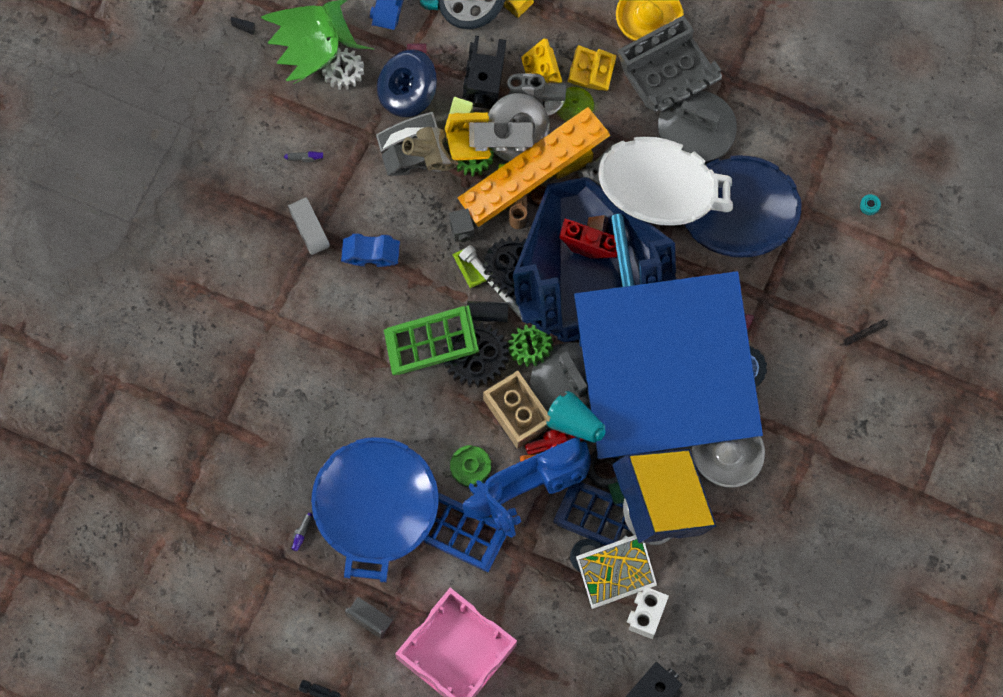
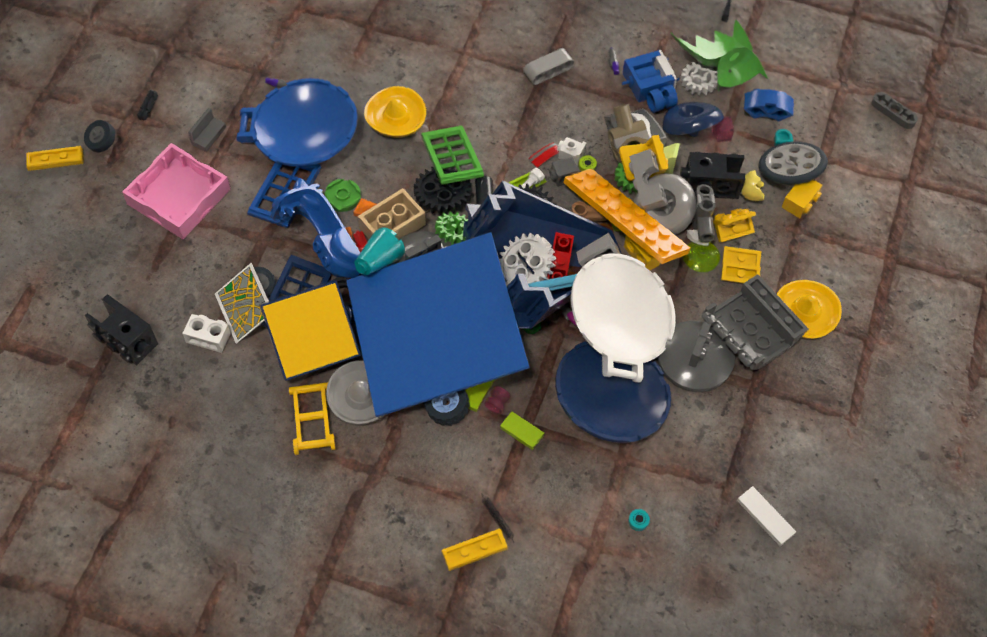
camera: 85 degrees right, 10 degrees down
(335, 119) = (648, 73): none -> blue piece
(361, 400) = (396, 112): none -> yellow hat
(370, 111) = (661, 98): none -> blue wheel
(376, 250) = (531, 108): blue brick -> none
(429, 245) = (544, 154): none -> red sticker
(432, 222) = (571, 148): none -> white brick
(449, 201) = (587, 162): none -> lime tile
(493, 35) = (751, 187): none -> light yellow hair
(493, 441) = (363, 206): none -> orange tile
(581, 255) = (539, 251): none -> white gear
(584, 198) = (596, 249): none -> light grey brick
(772, 301) = (522, 430): none -> lime tile
(778, 486) = (297, 443): none -> yellow piece
(868, 93) = (766, 516): none -> white tile
(897, 356) = (474, 549): none -> yellow tile

